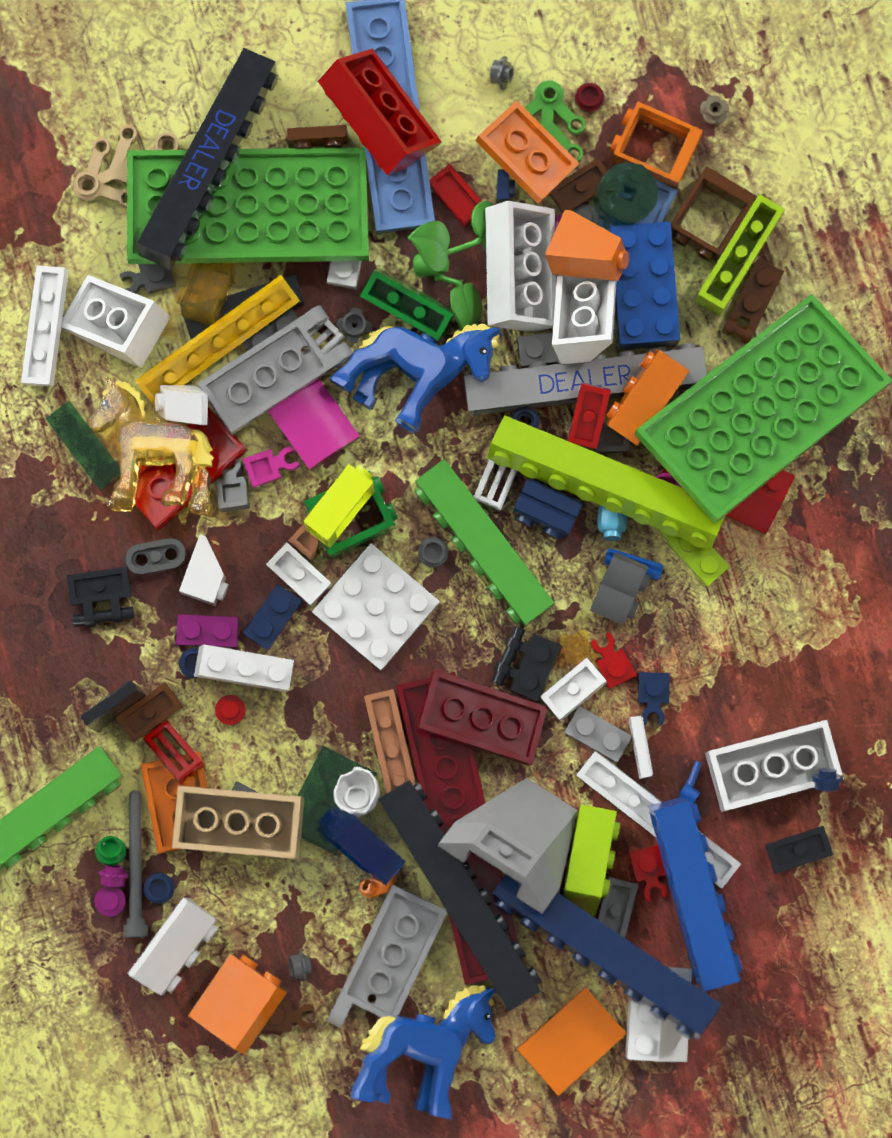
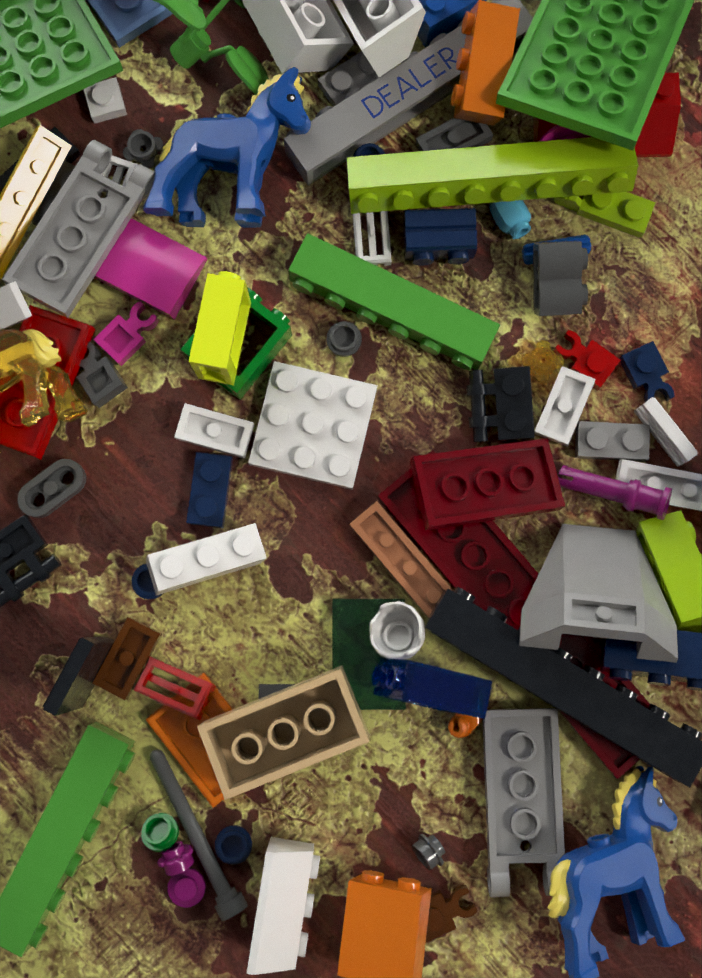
camera: 30 degrees left, 0 degrees up
(204, 576) = (112, 482): white slope -> none
(207, 630) = (147, 537): magenta plate -> none
(230, 710) = (213, 611): red plate -> none
(305, 542) = (204, 394): nougat tile -> none
(408, 303) = (185, 94): green brick -> none
(584, 780) = (632, 494): none -> magenta pin
(589, 415) = (435, 112): red plate -> none

